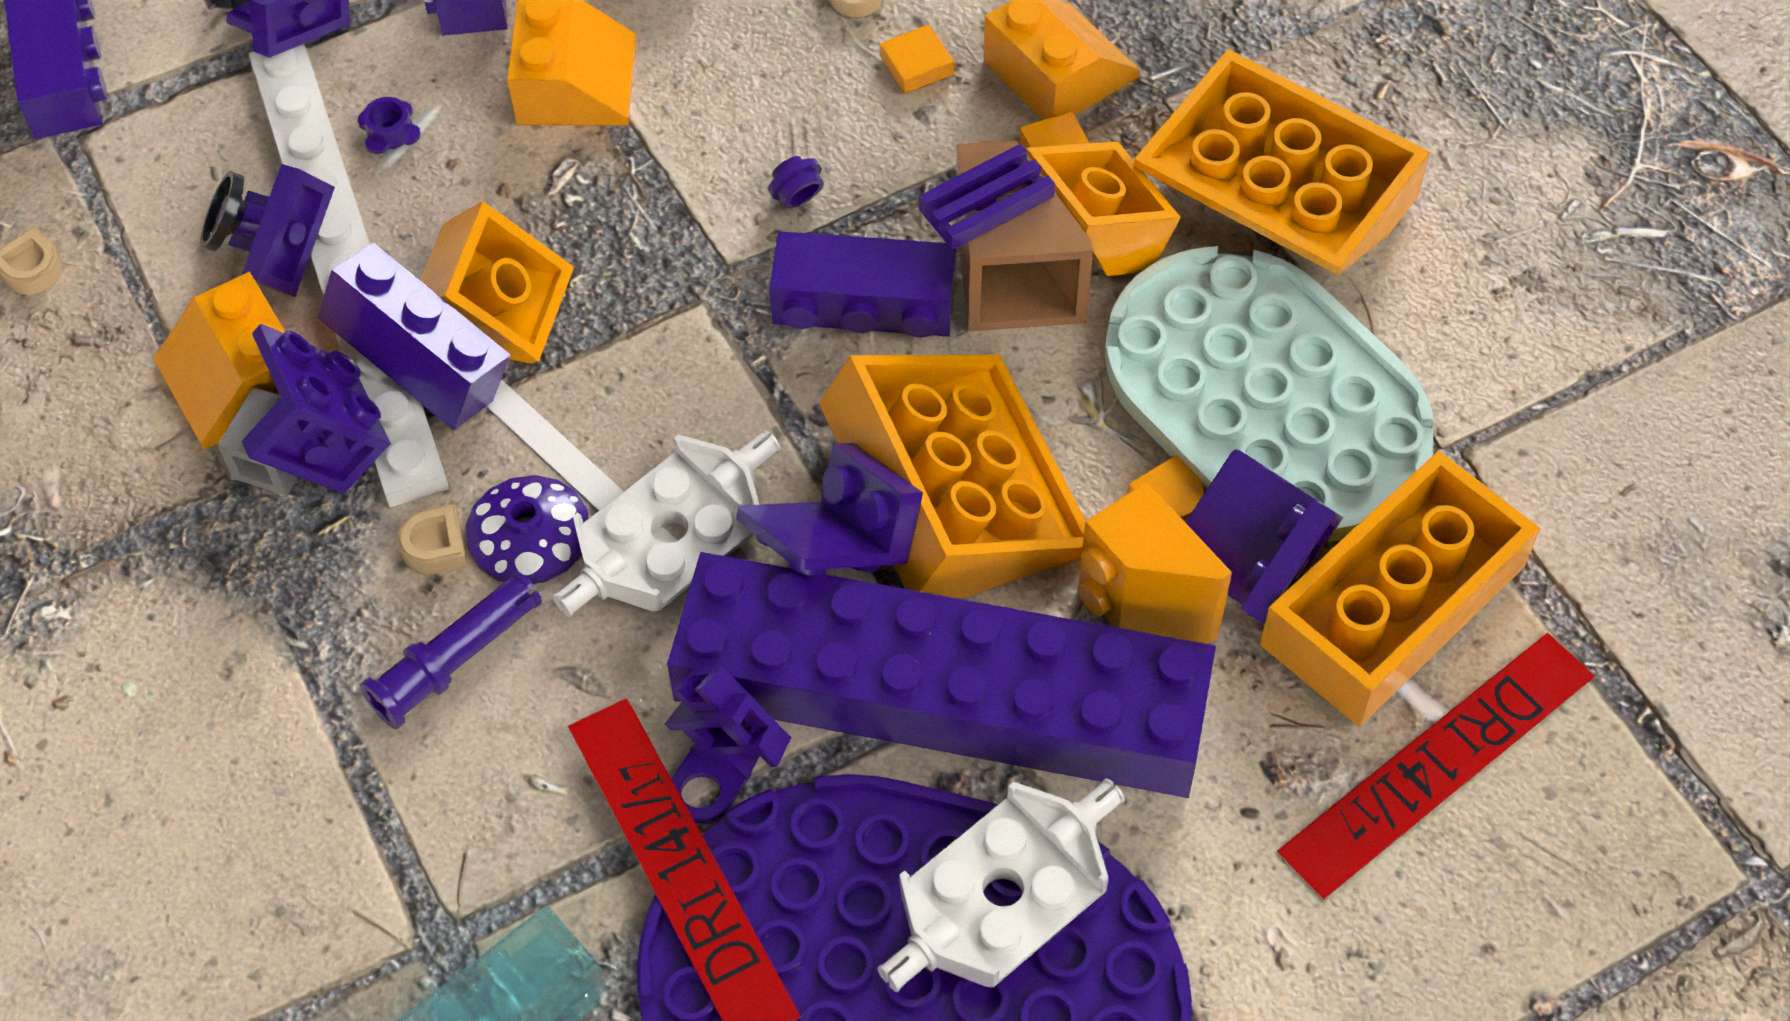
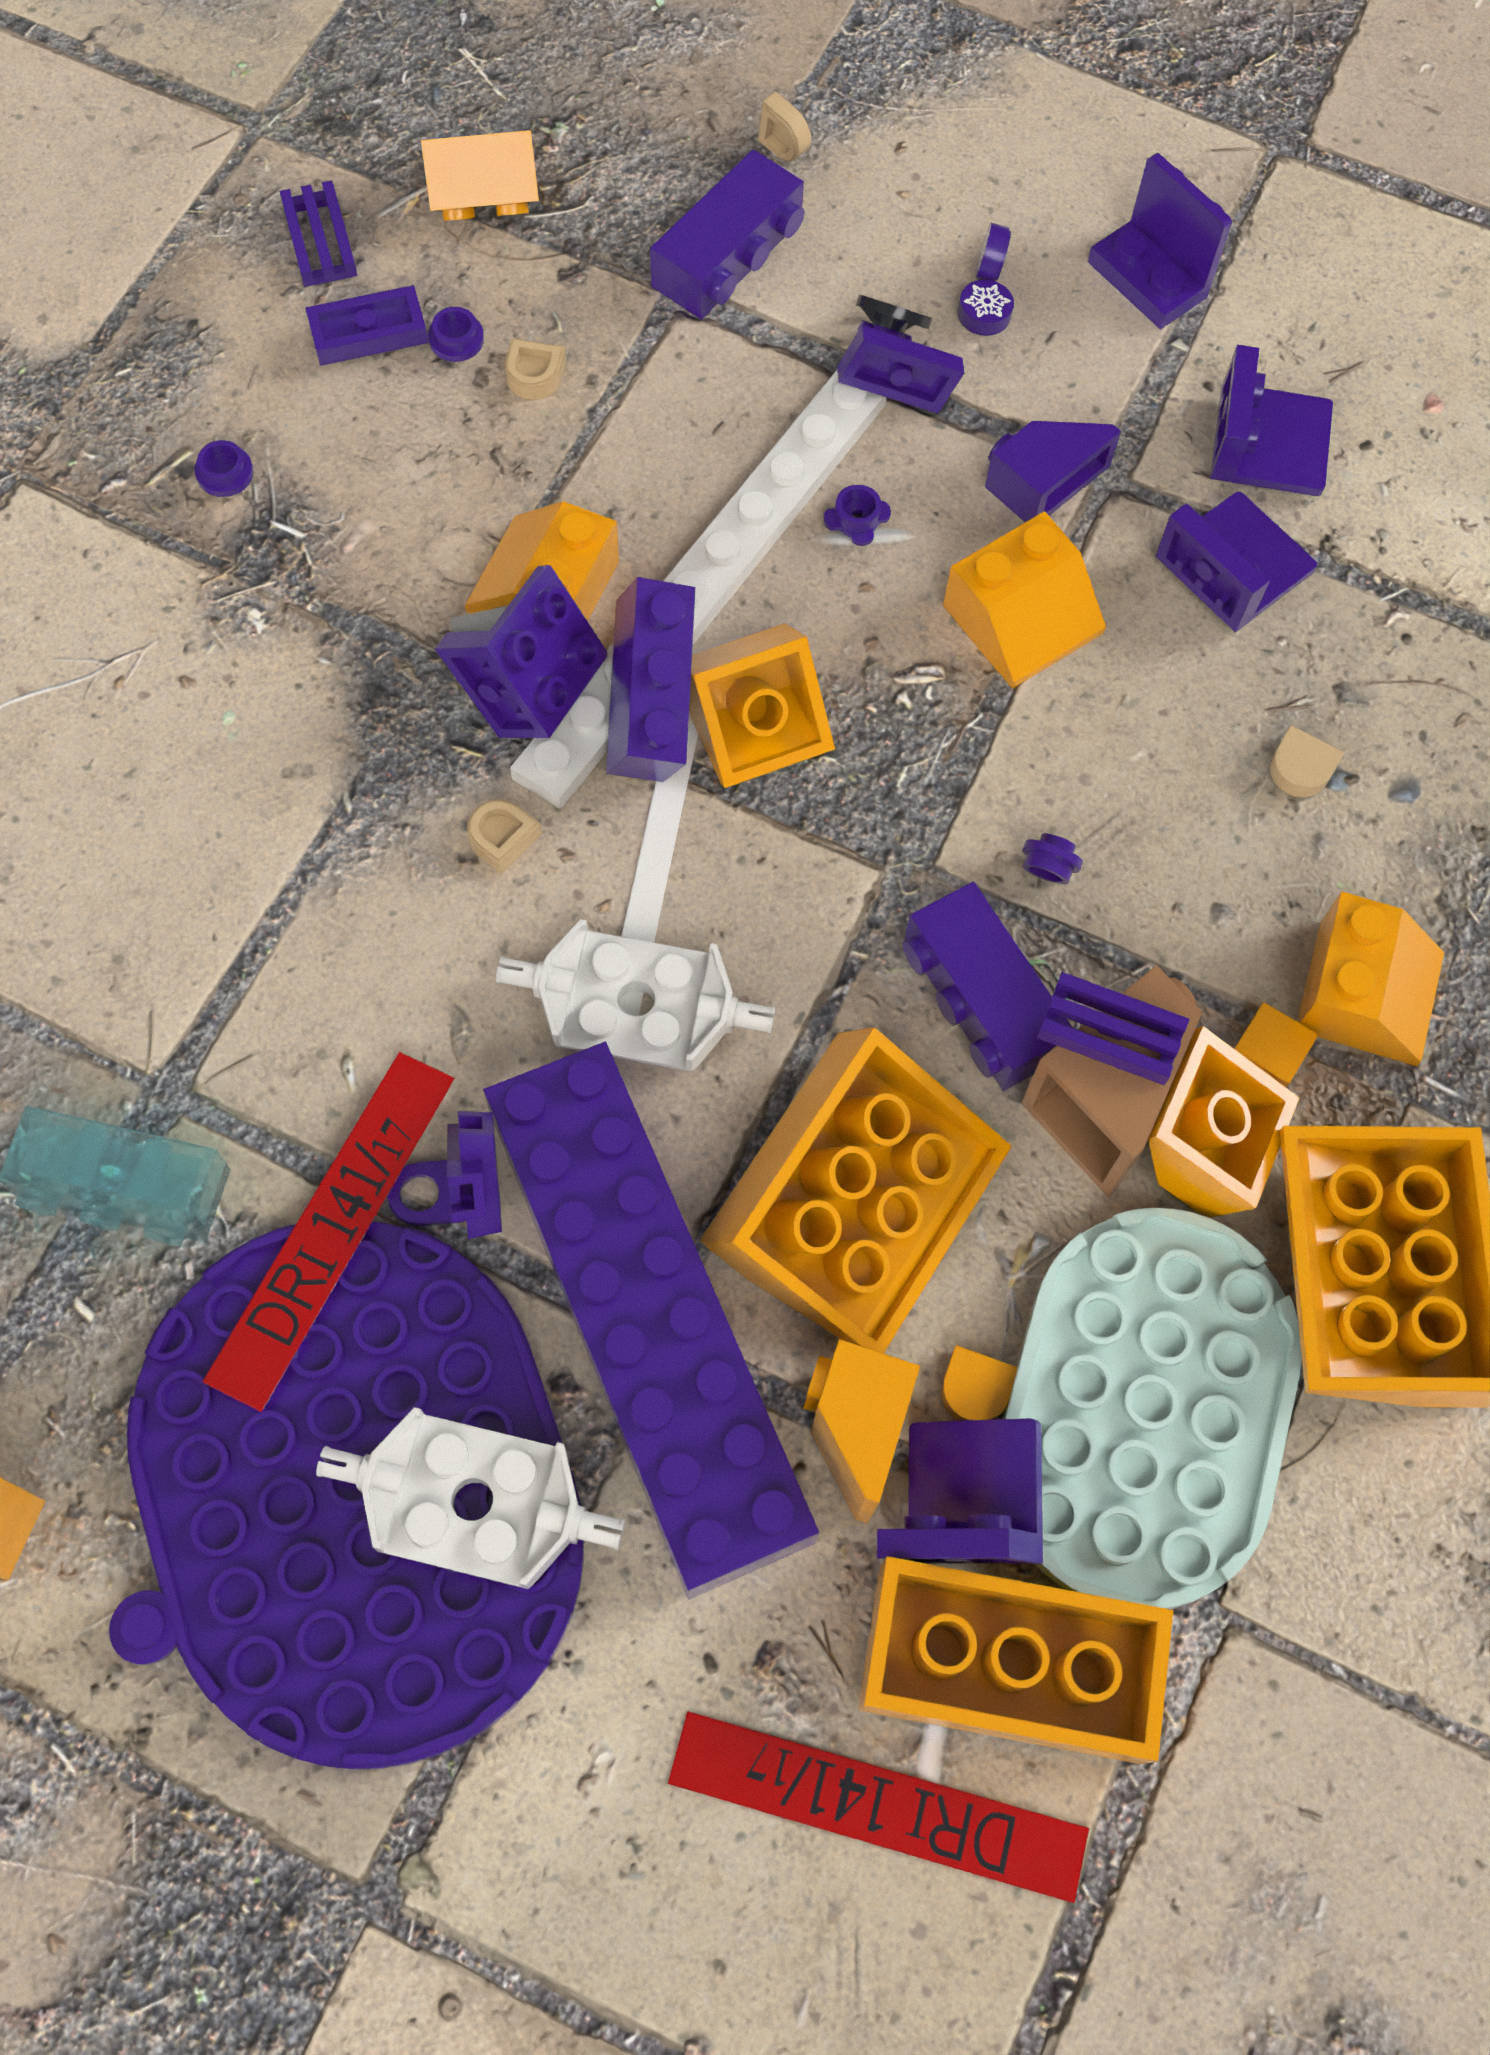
camera: 50 degrees right, 10 degrees up
(273, 229) = (688, 509): dark purple piece -> none
(429, 665) = (380, 911): dark purple pin -> none
(534, 548) = (548, 914): dark purple dish -> none
(859, 524) = (713, 1133): dark purple bracket -> none
(917, 58) = (1270, 866): light orange tile -> none

